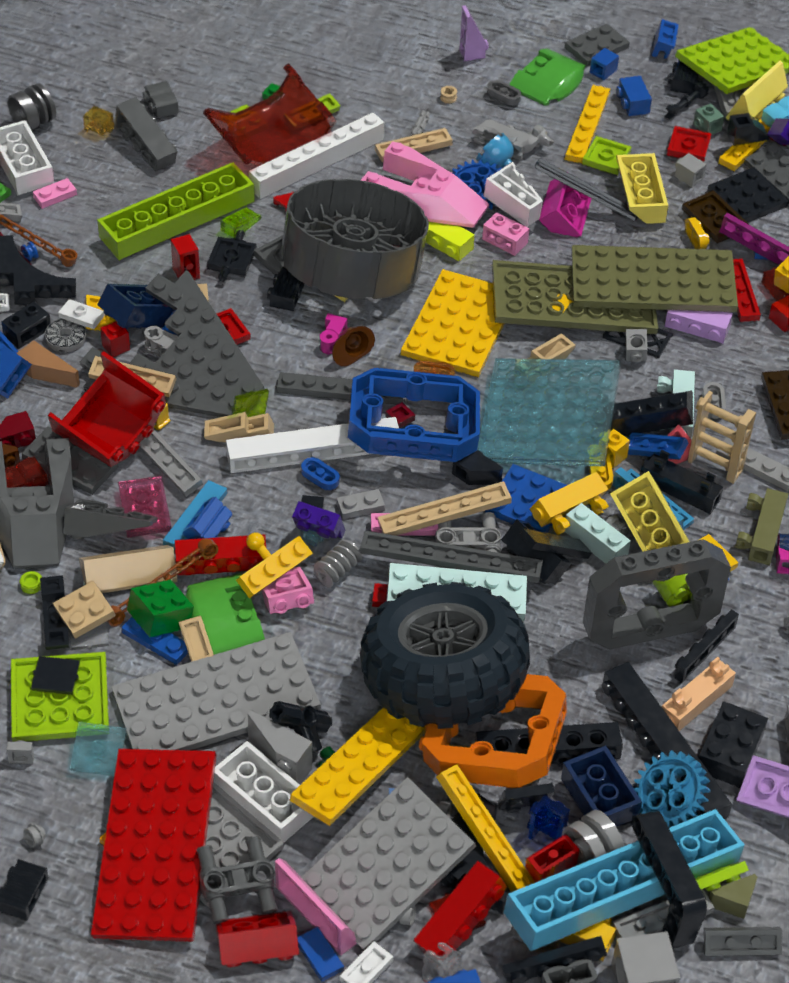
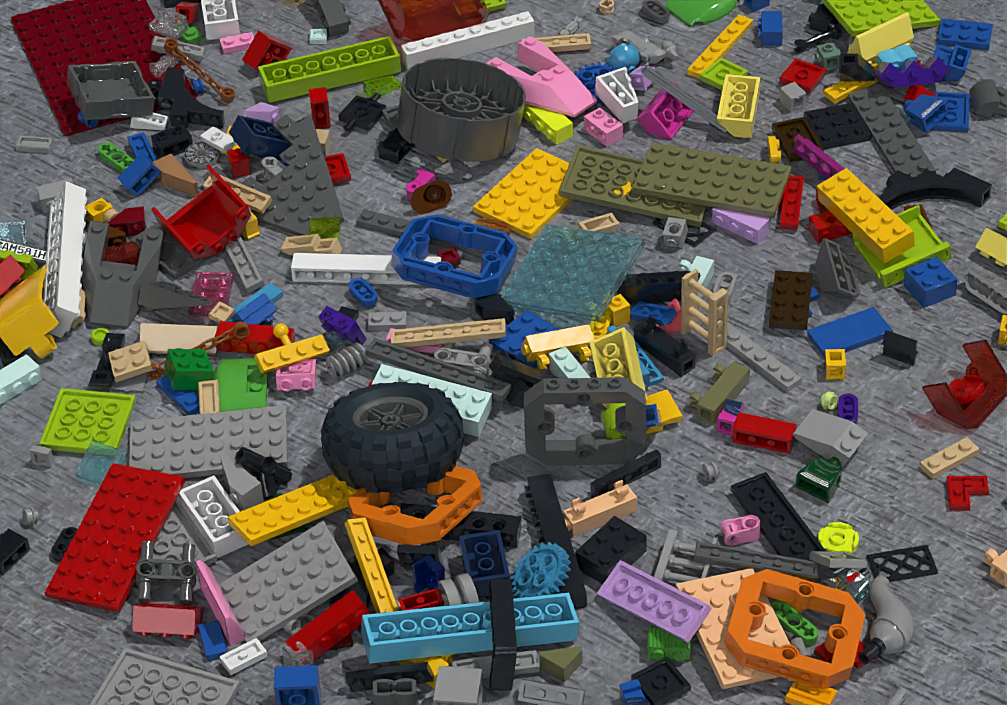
camera: 20 degrees right, 5 degrees down
(55, 675) = (89, 405): black piece -> none
(90, 861) = (63, 542): none -> black plate
(93, 200) = (265, 49): none -> red brick
(122, 274) = (263, 112): none -> lavender slope
(144, 173) = (318, 36): none -> light aqua tile
(169, 529) = (221, 312): none -> tan tile
(526, 167) = (639, 81): none -> lavender brick
(729, 873) = (544, 643): lime plate -> none

